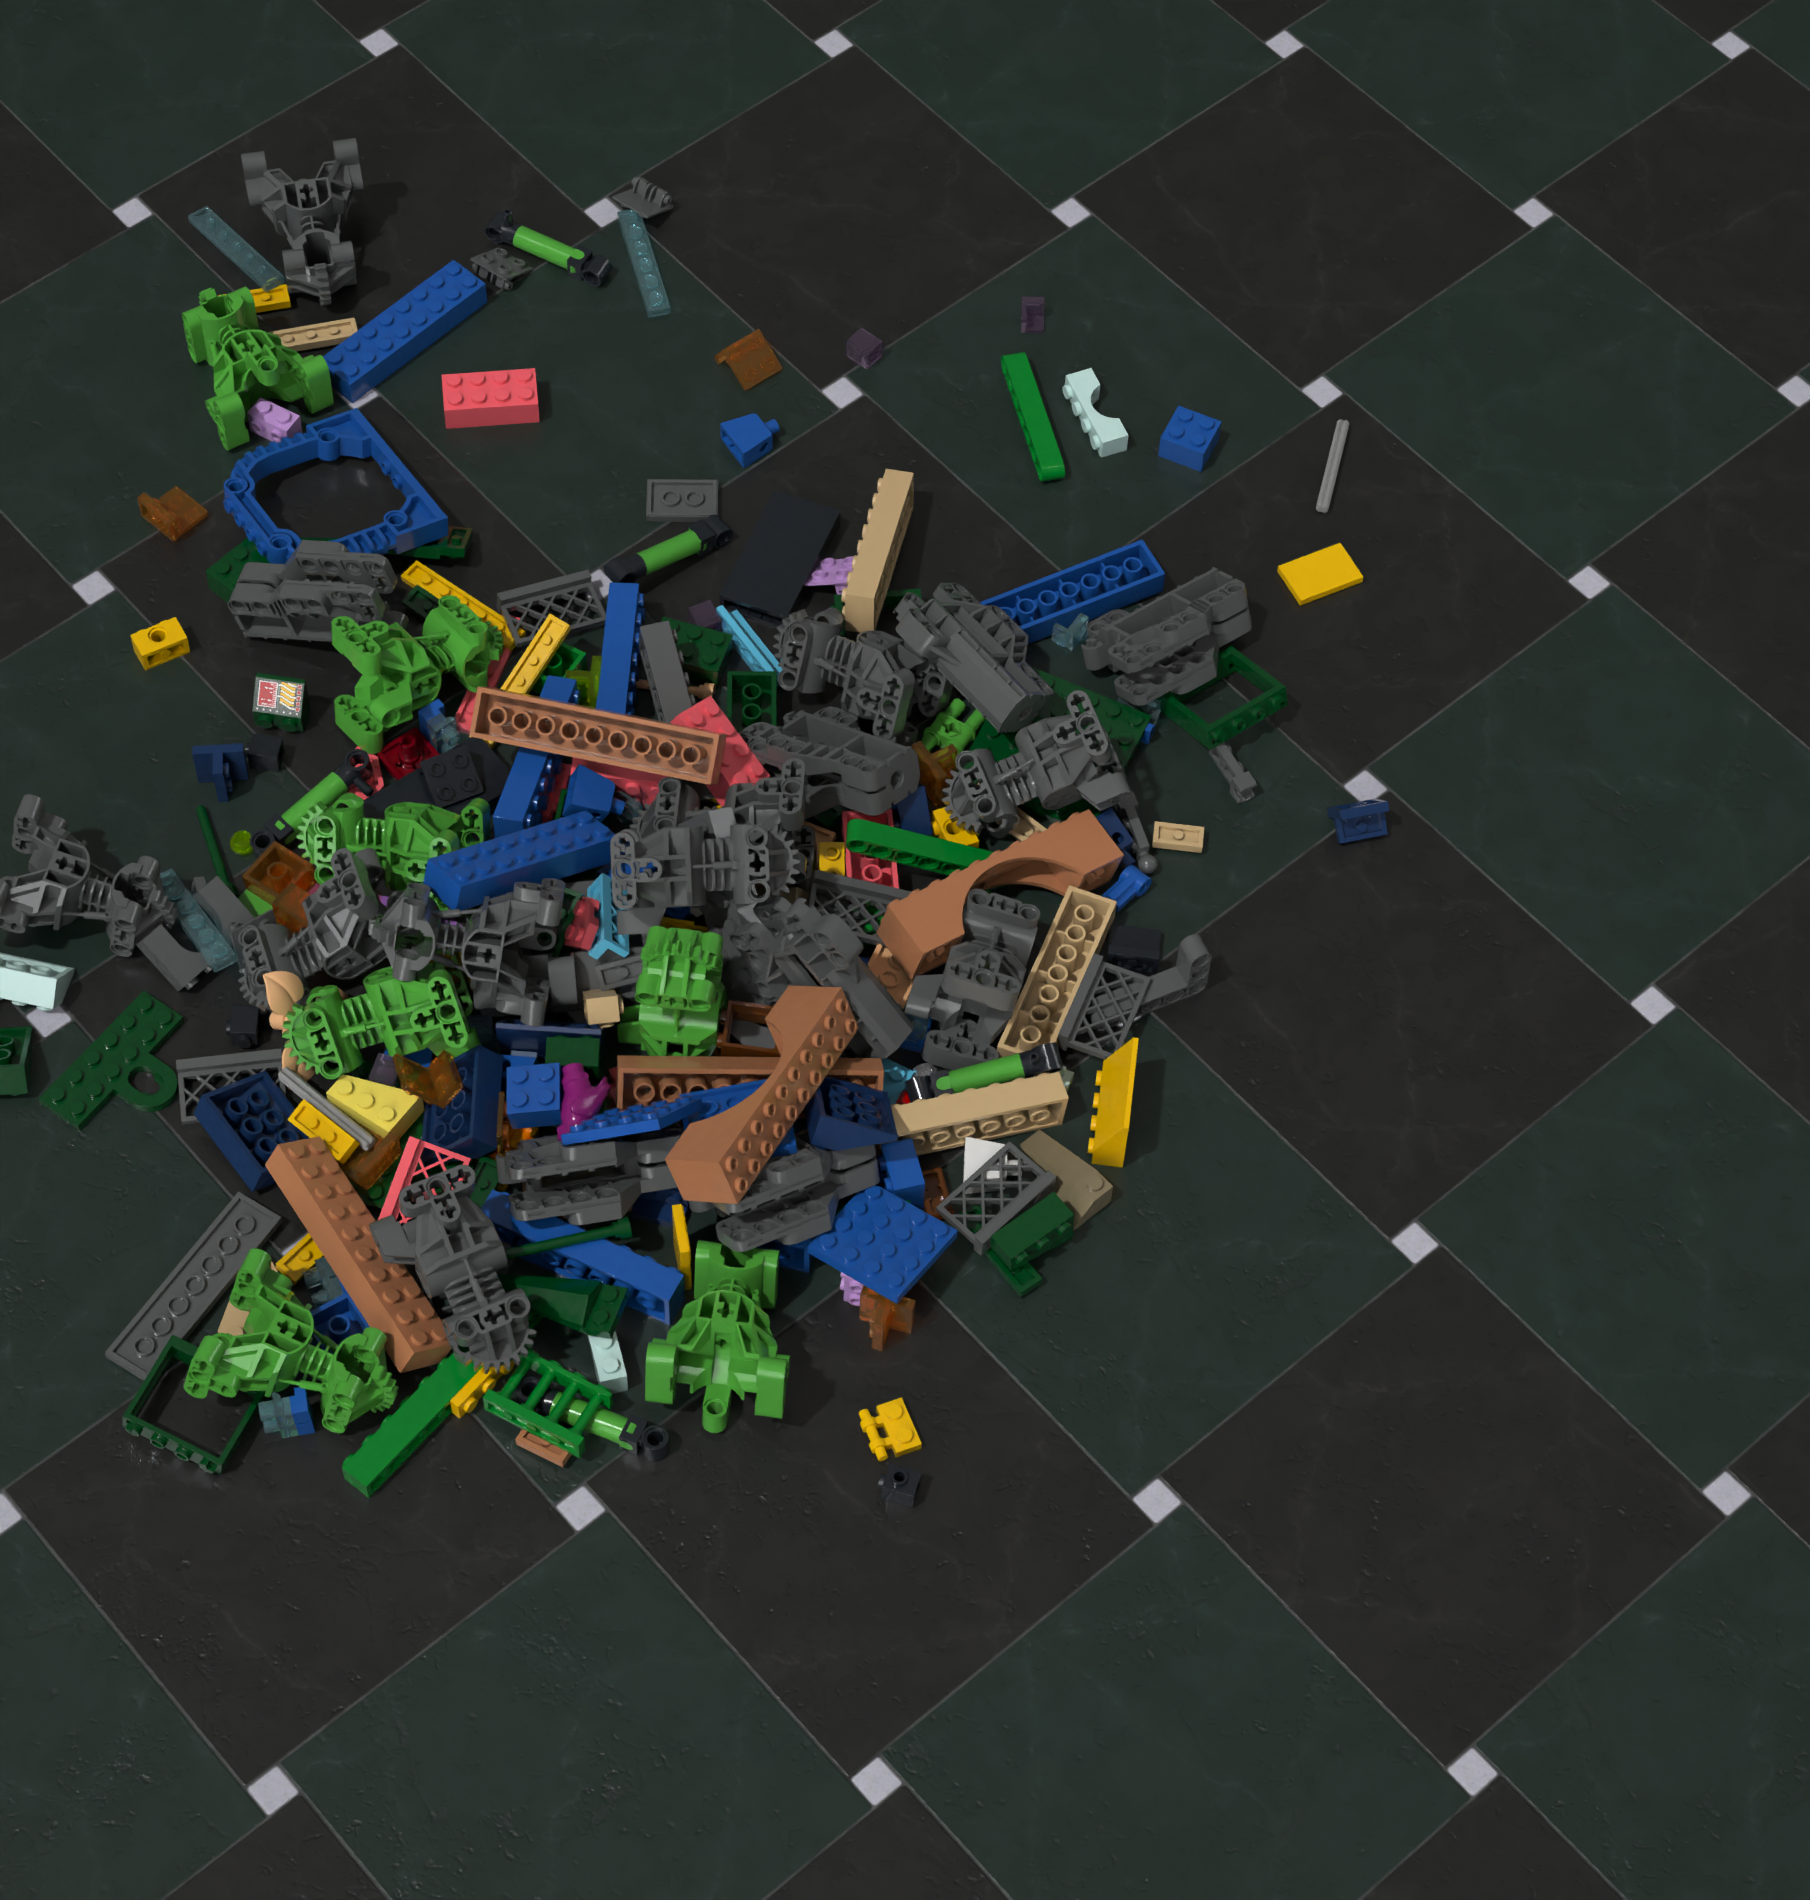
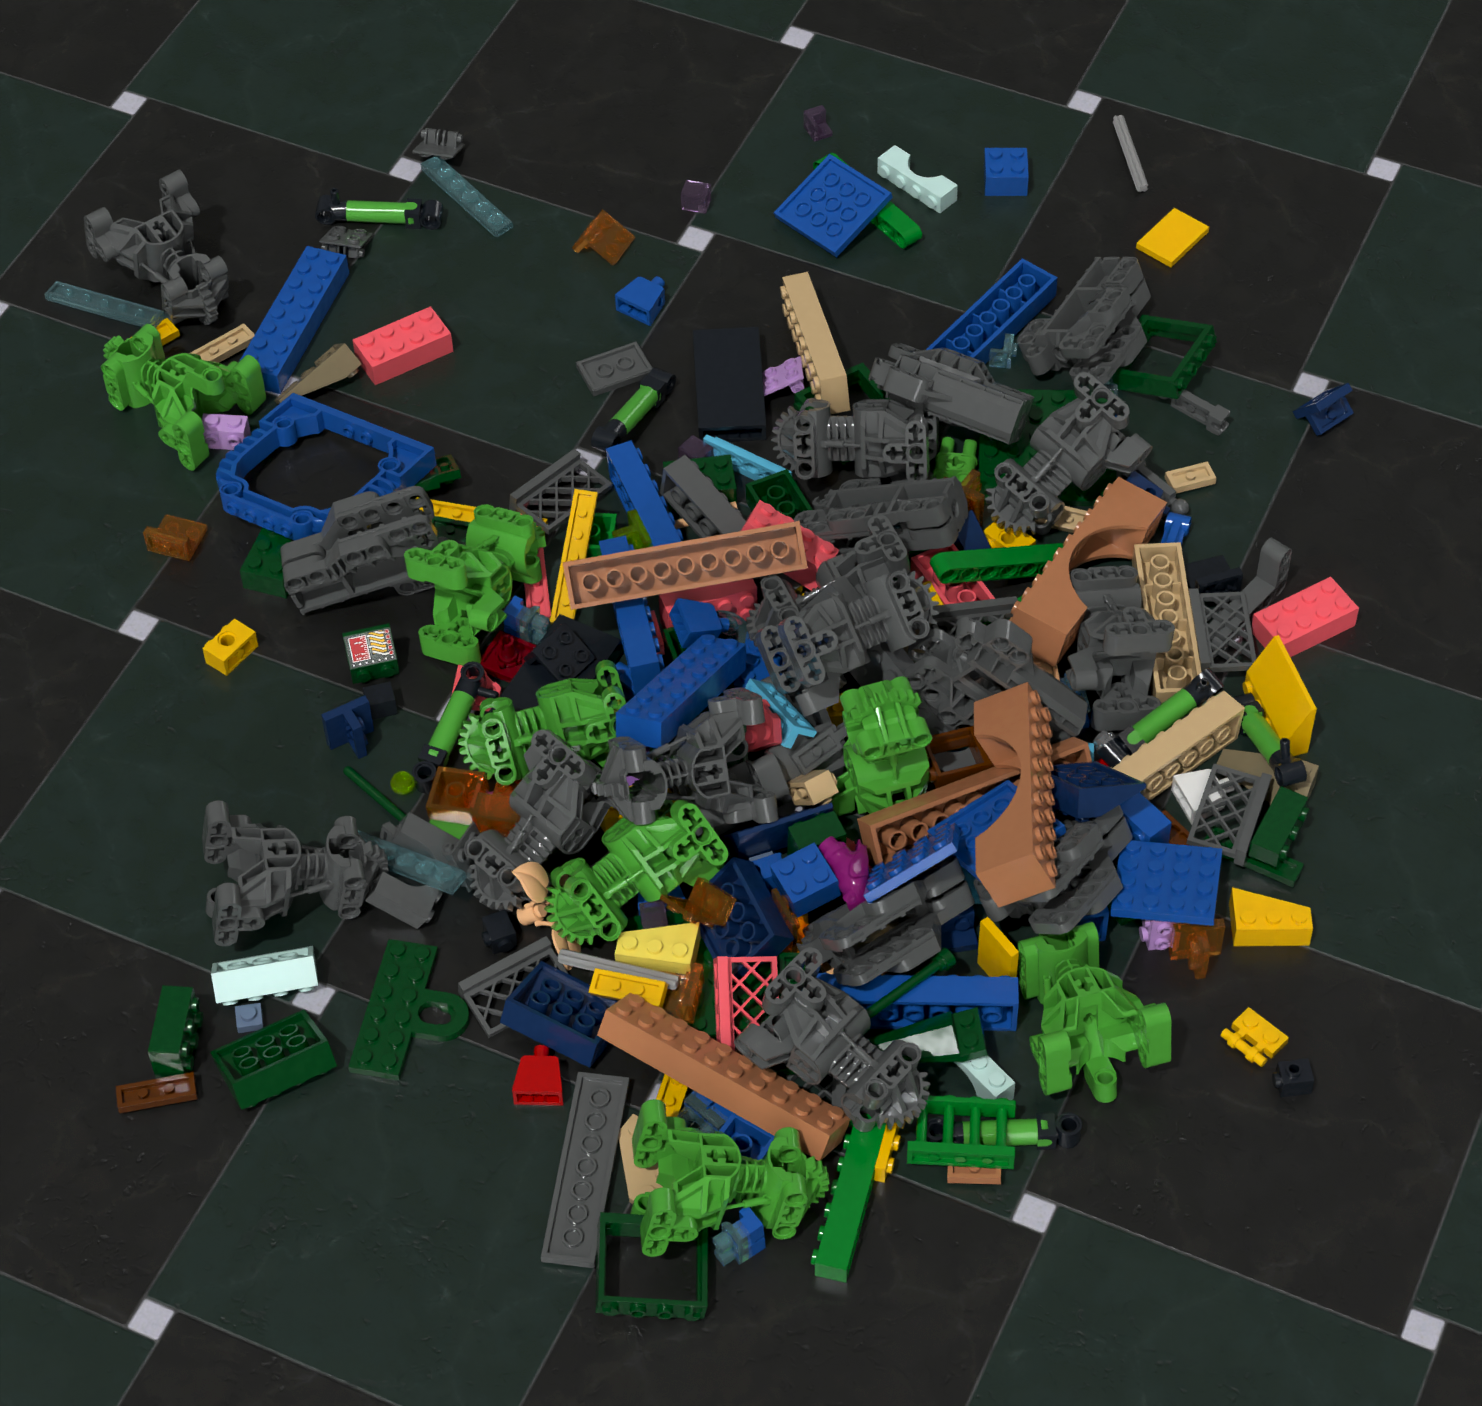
camera: 20 degrees left, 5 degrees down
(200, 1183) = (538, 1079): none -> red torso
(410, 396) = (330, 367): none -> dark tan wedge
(970, 1320) = (1268, 921): none -> yellow wedge
(991, 409) = (833, 205): none -> blue plate
(1076, 1138) = (1275, 751): none -> piece
(1198, 1030) = (1306, 617): none -> coral brick

